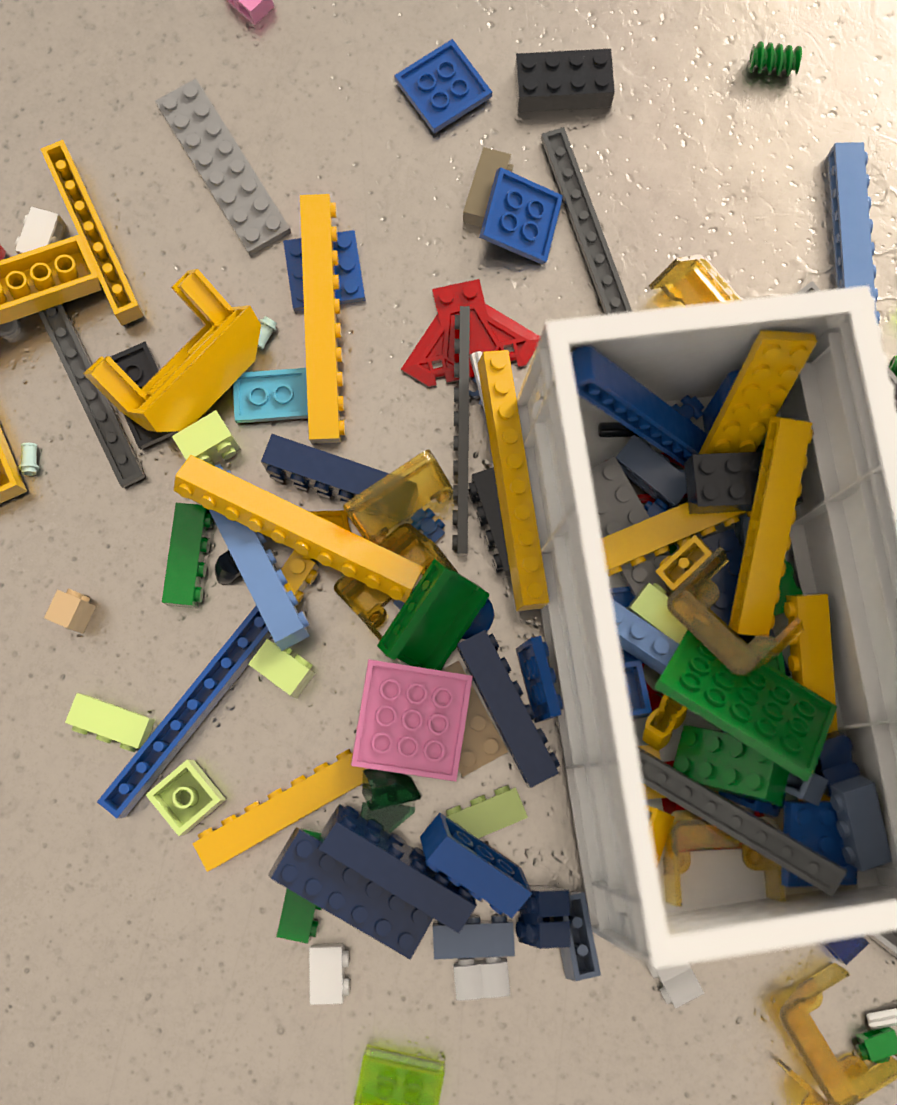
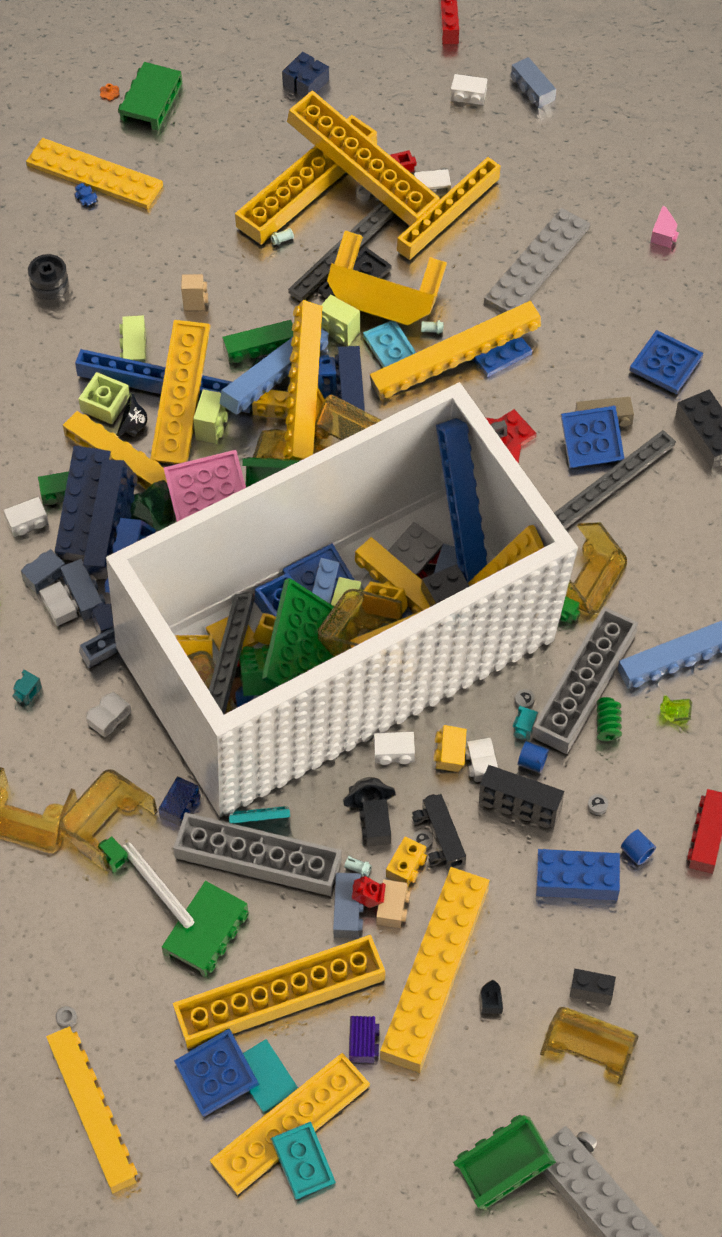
camera: 65 degrees right, 20 degrees down
(232, 693) = (180, 392): none -> yellow plate
(234, 770) = (133, 418): none -> black hat
(285, 488) = (327, 370): none -> blue torso
(423, 982) = (42, 571): none -> sand blue brick
(593, 1070) = (26, 687): none -> teal brick

